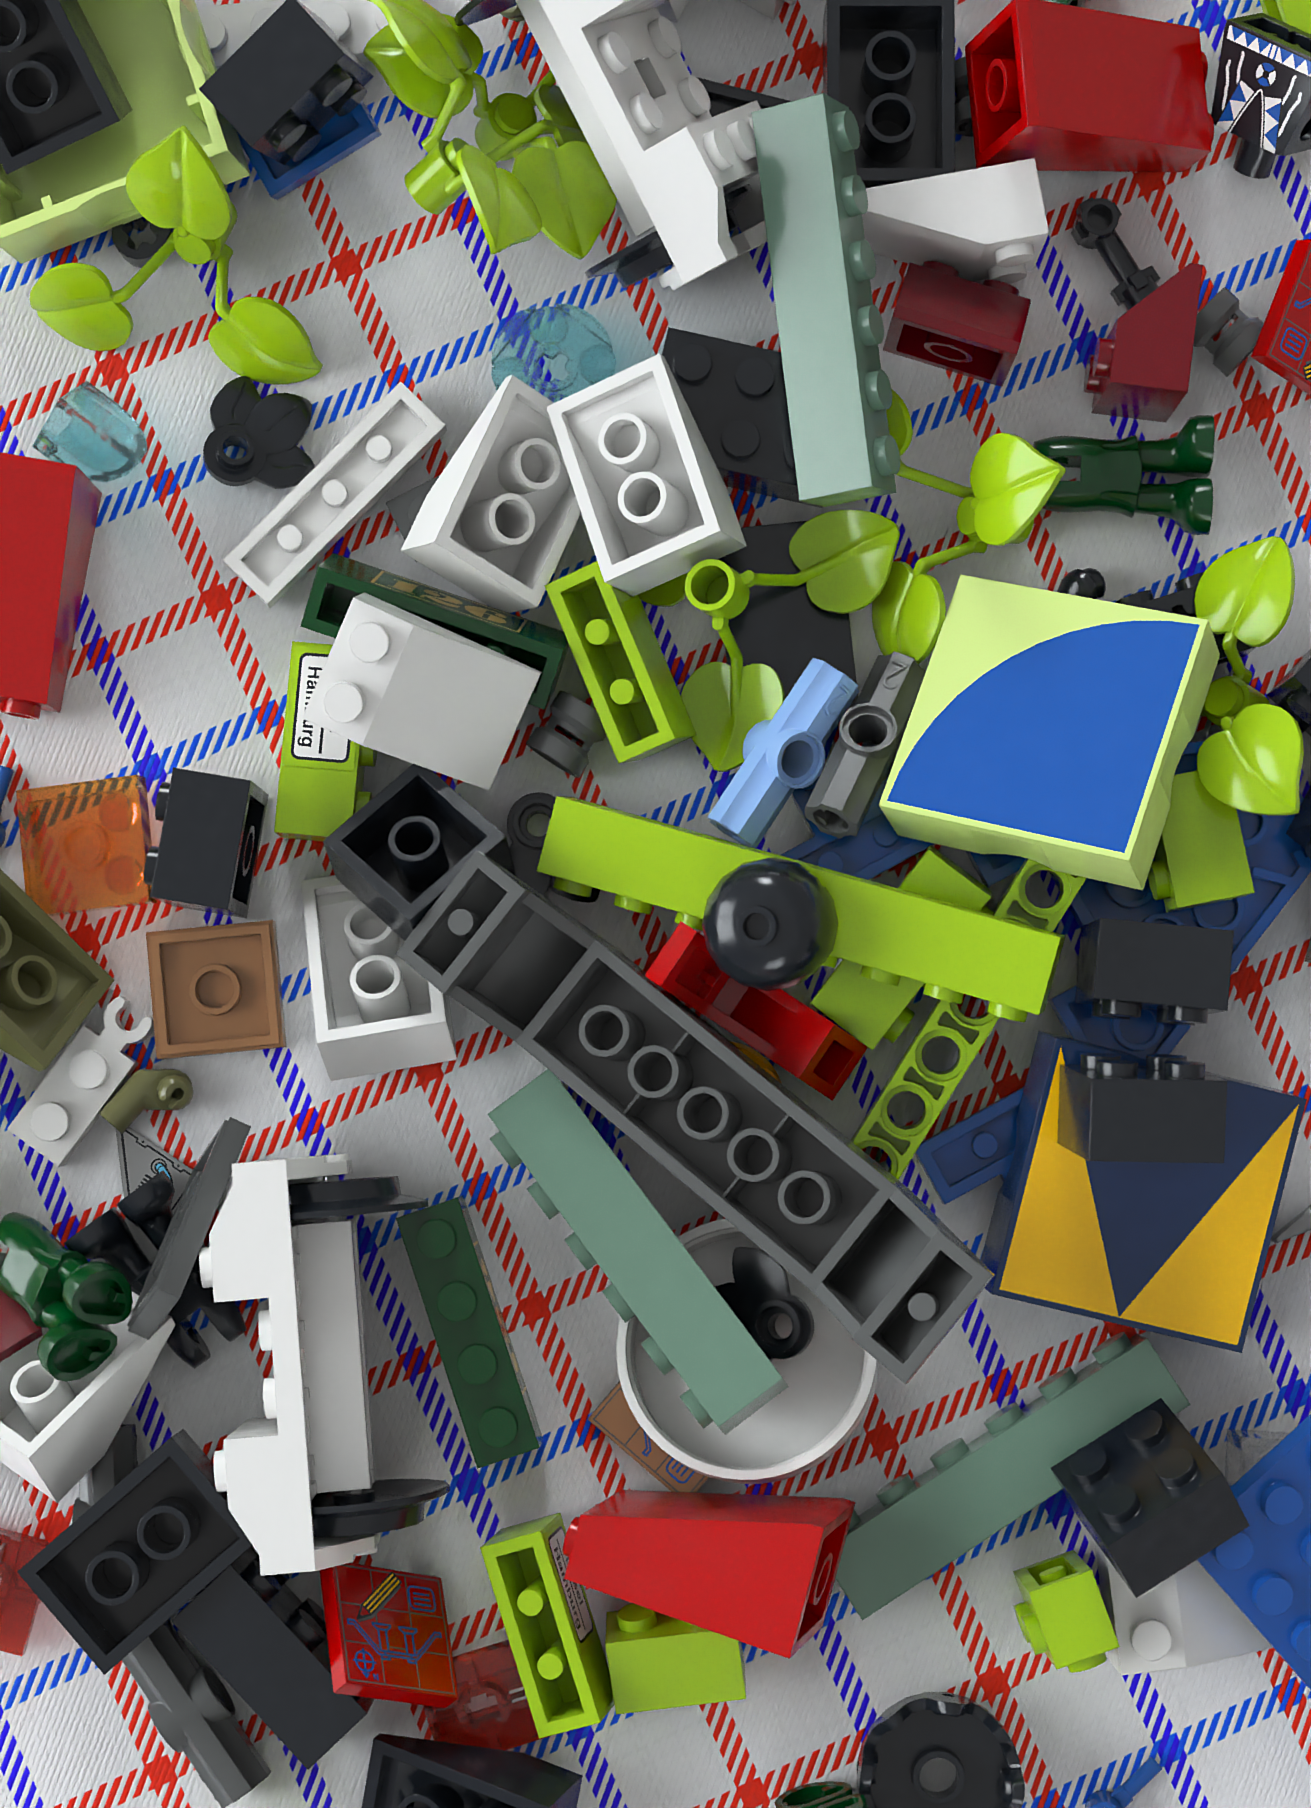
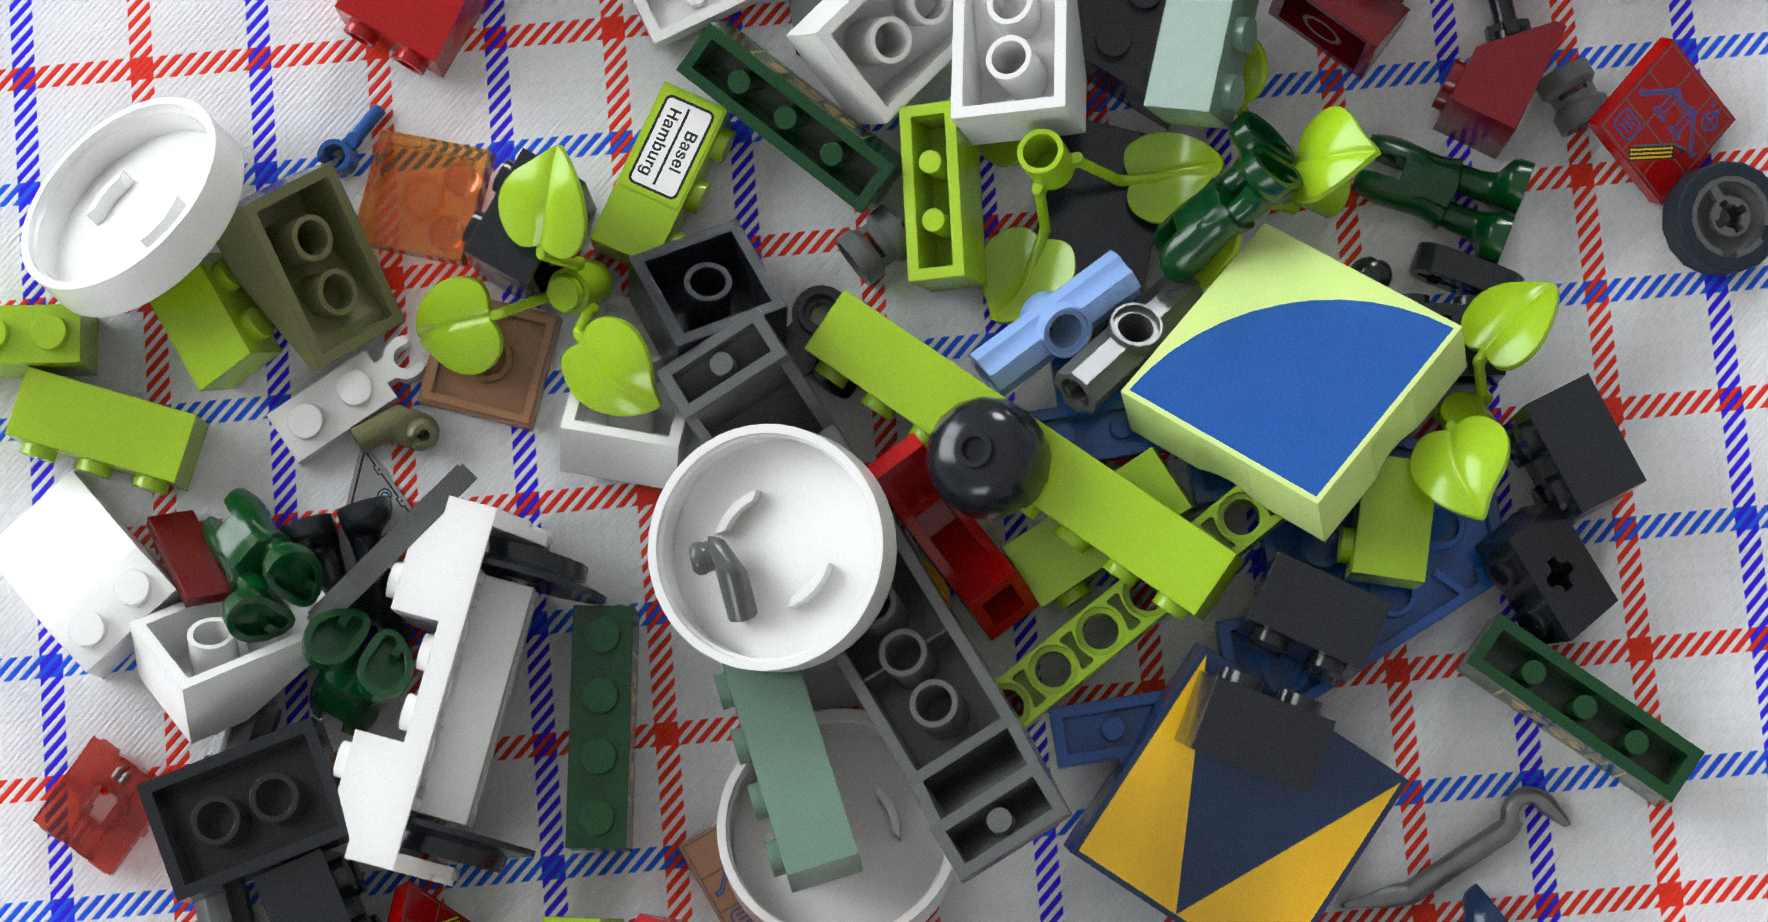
camera: 20 degrees right, 5 degrees down
(195, 1379) = (352, 682): none -> dark green piece
(223, 828) = (546, 209): none -> lime plant
(420, 692) = (758, 159): white slope -> none
(550, 1138) = (731, 576): none -> dark grey arm
(581, 1096) = (801, 524): none -> white piece
(760, 1296) = (870, 788): black plate -> none
(921, 568) = (1228, 203): none -> dark green piece
(1173, 553) = (1457, 270): none -> black beam

